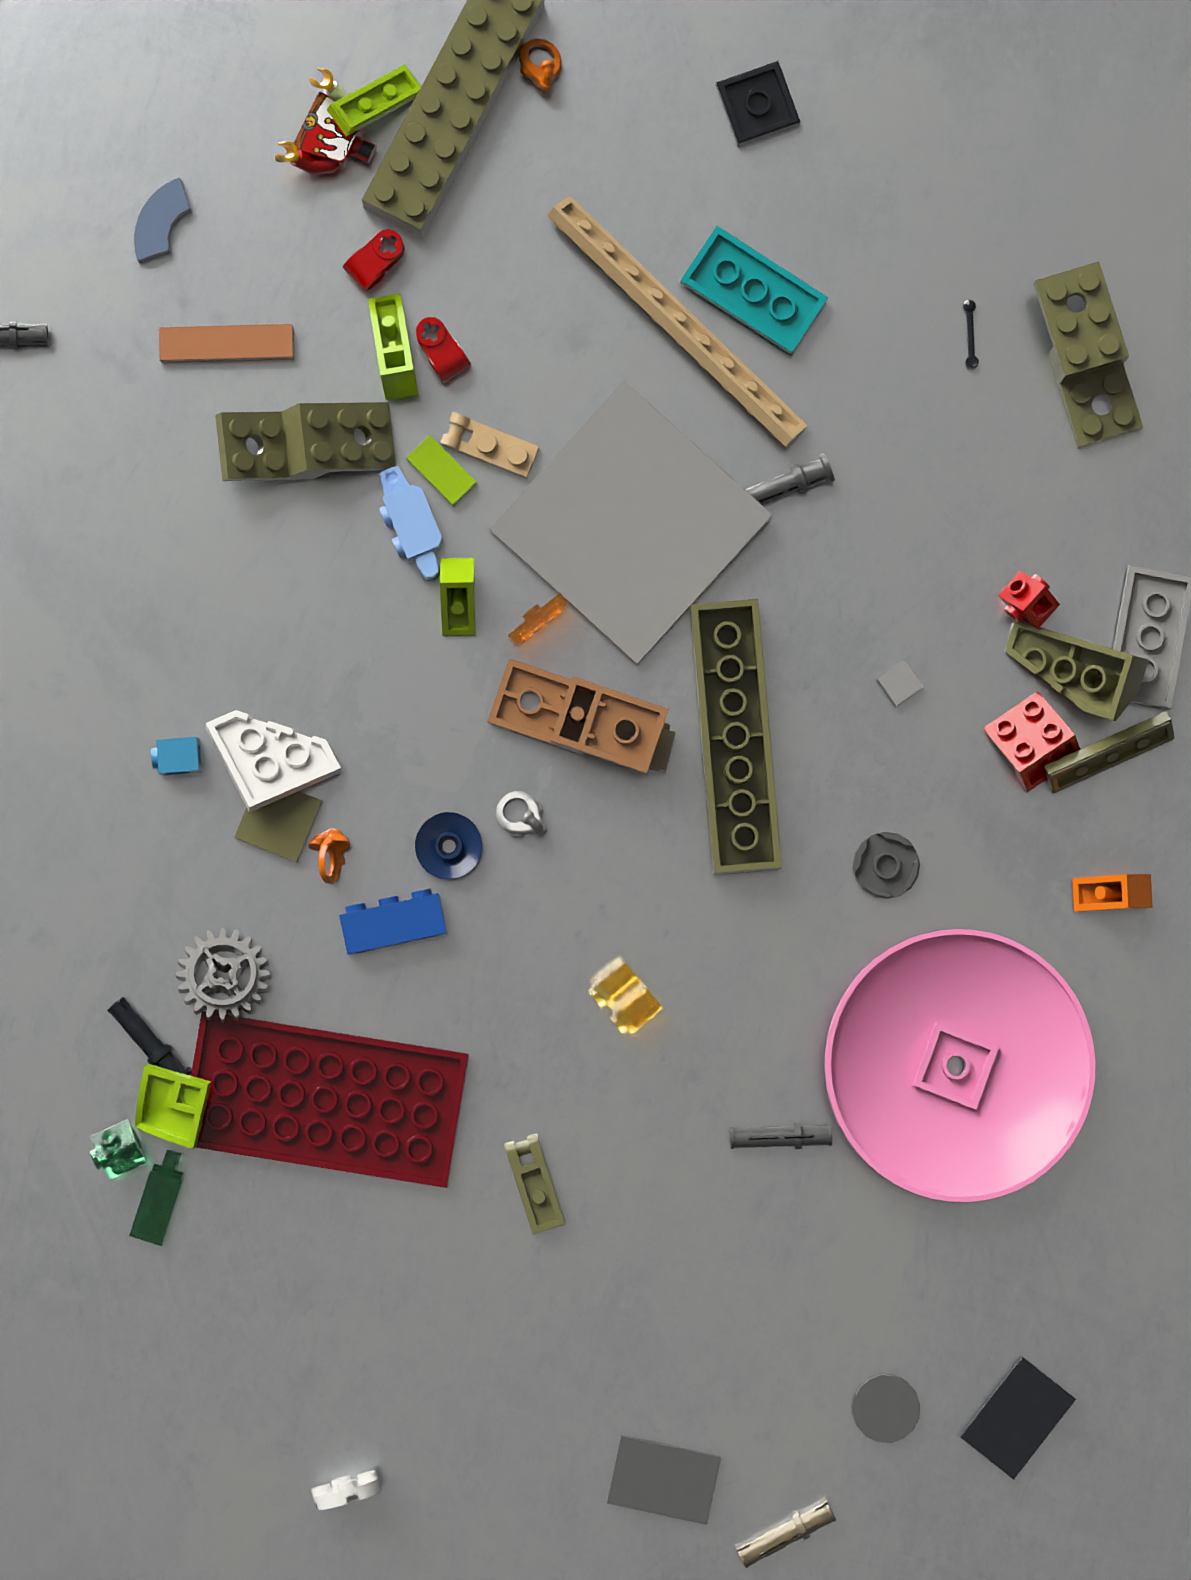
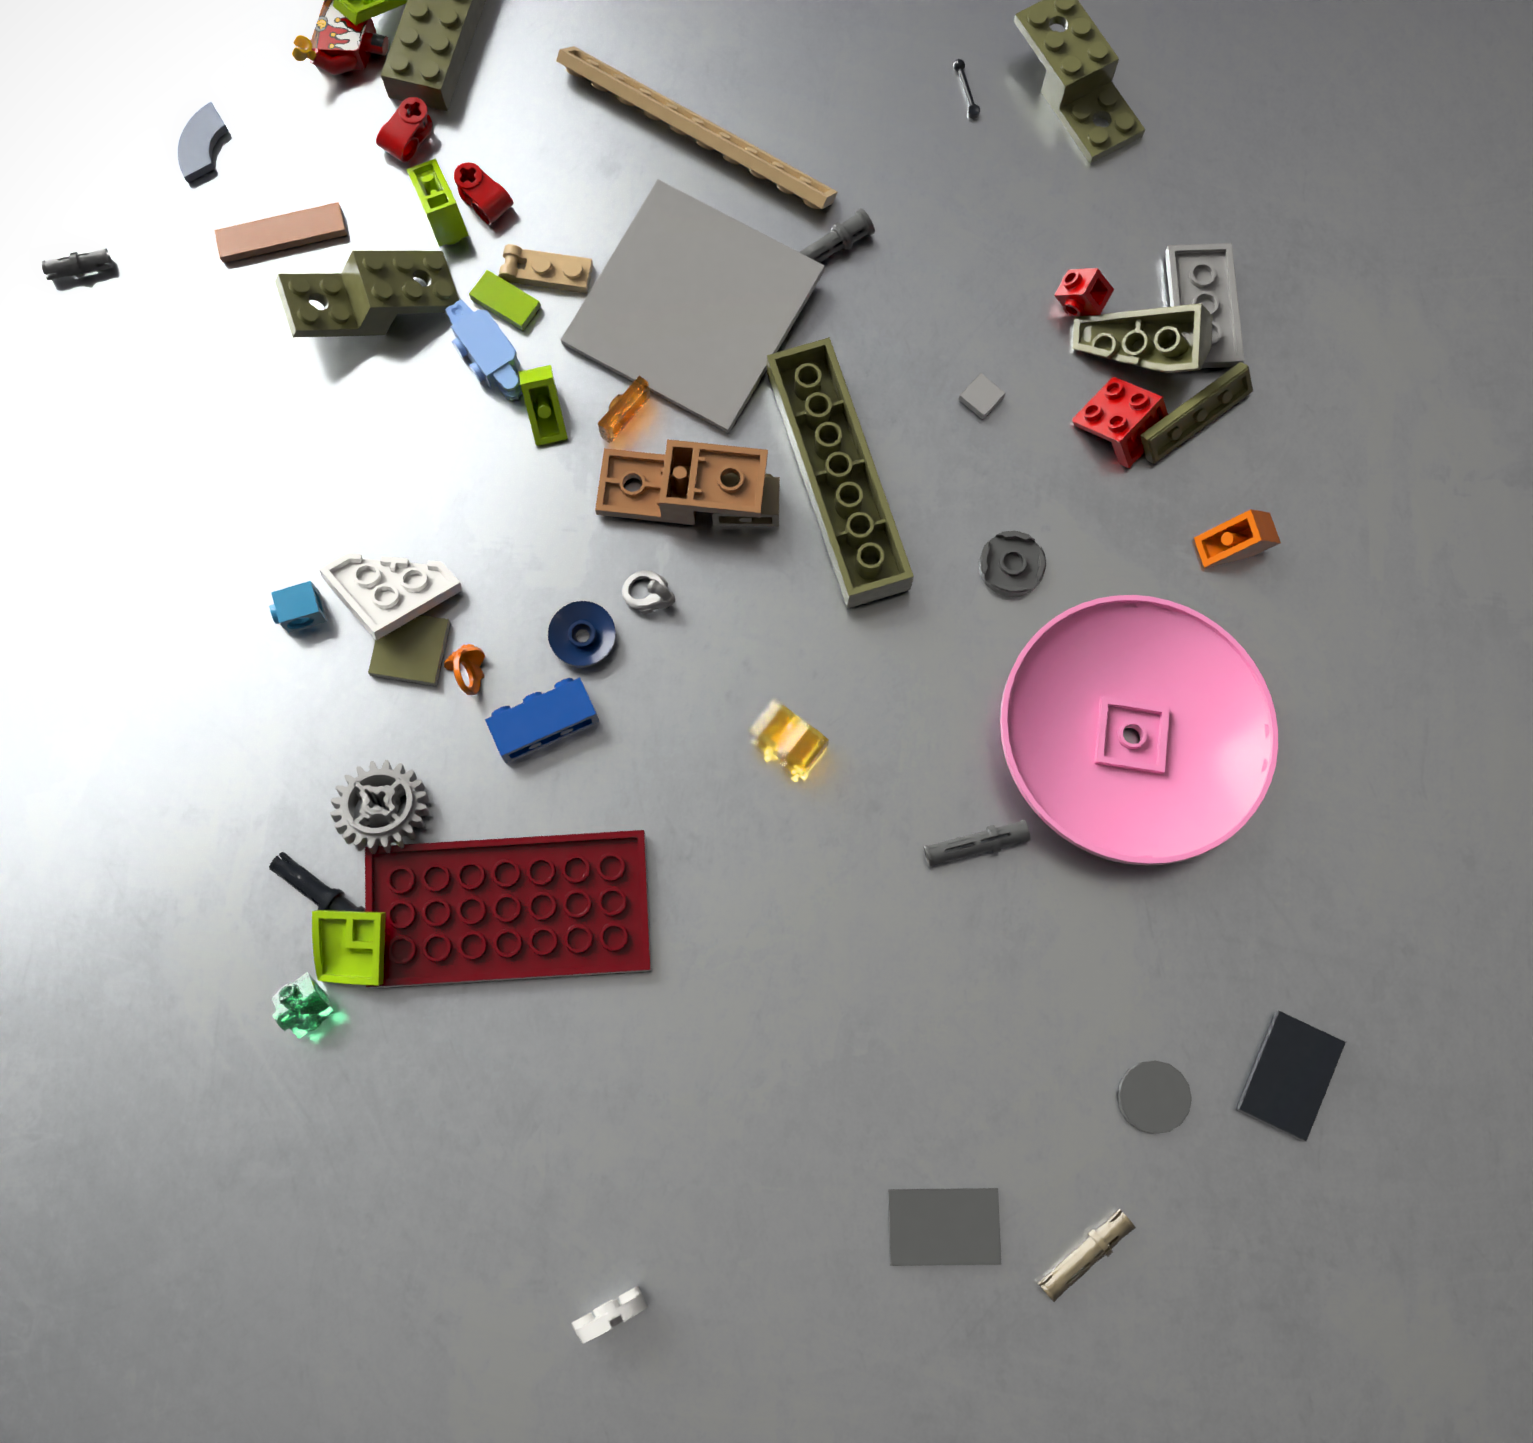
camera: 10 degrees left, 10 degrees down
(158, 1200) = (356, 1051): clear green hinge -> none
(535, 1185) = (740, 948): olive plate -> none
(754, 290) = (760, 88): teal plate -> none

